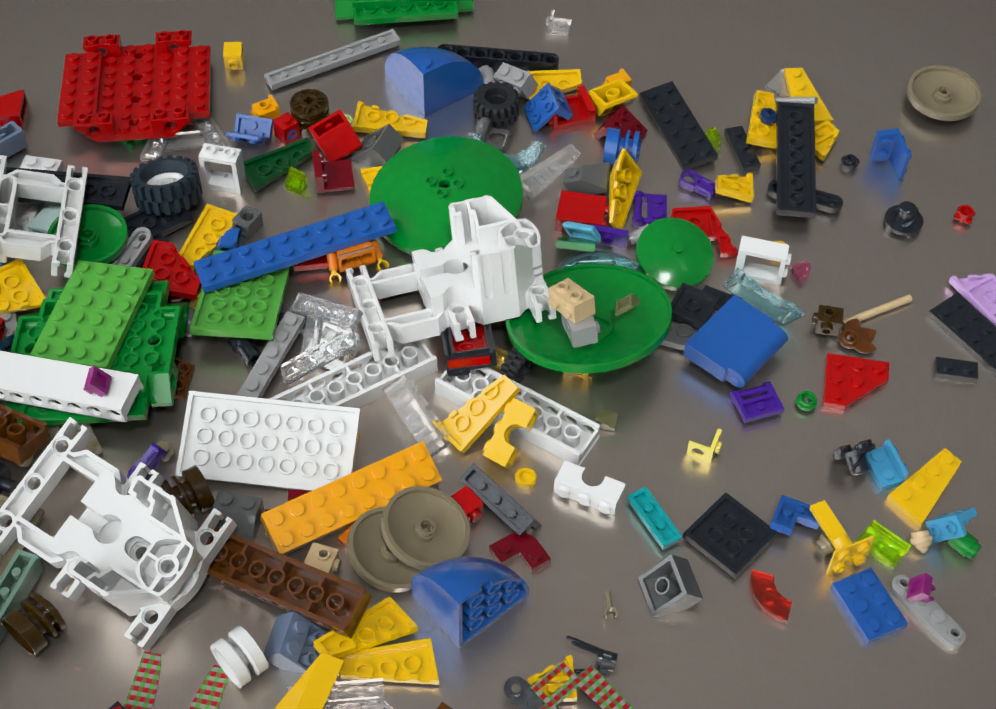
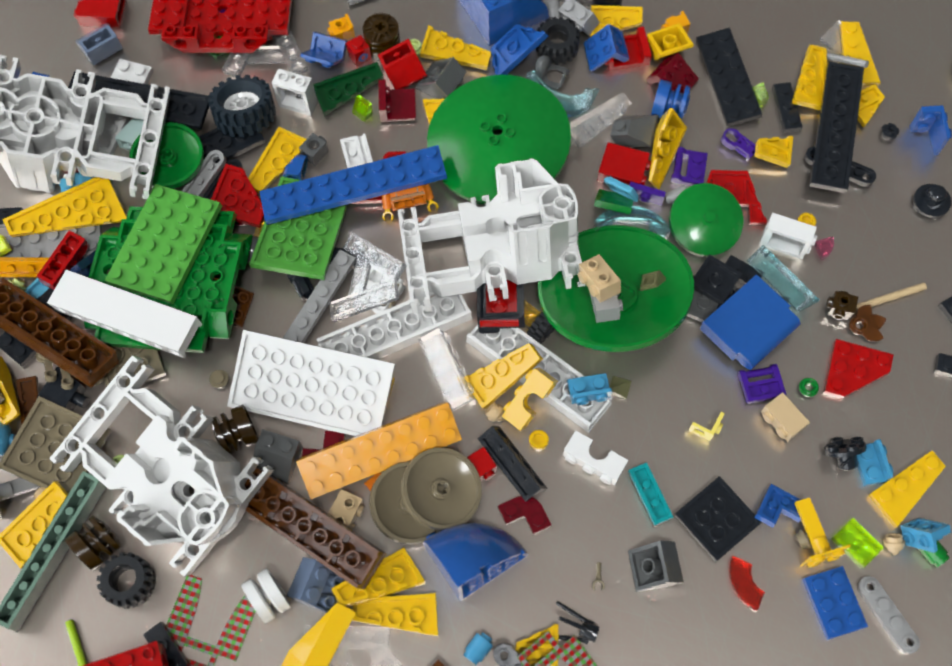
camera: 10 degrees right, 15 degrees up
(70, 644) = (112, 572): none -> black tyre
(97, 382) = (159, 322): magenta tile -> none
(151, 459) = (203, 393): dark purple piece -> none
(292, 218) = (356, 151): none -> white plate
(453, 112) = (515, 47): none -> blue wing
(475, 455) = (495, 412): none -> tan plate
(485, 690) = (478, 648): none -> dark azure brick
(574, 418) = (589, 389): none -> dark azure bracket
(768, 116) = (817, 76): dark blue plate -> none
(786, 429) = (784, 417): none -> tan brick
(920, 588) = (885, 597): magenta tile -> none

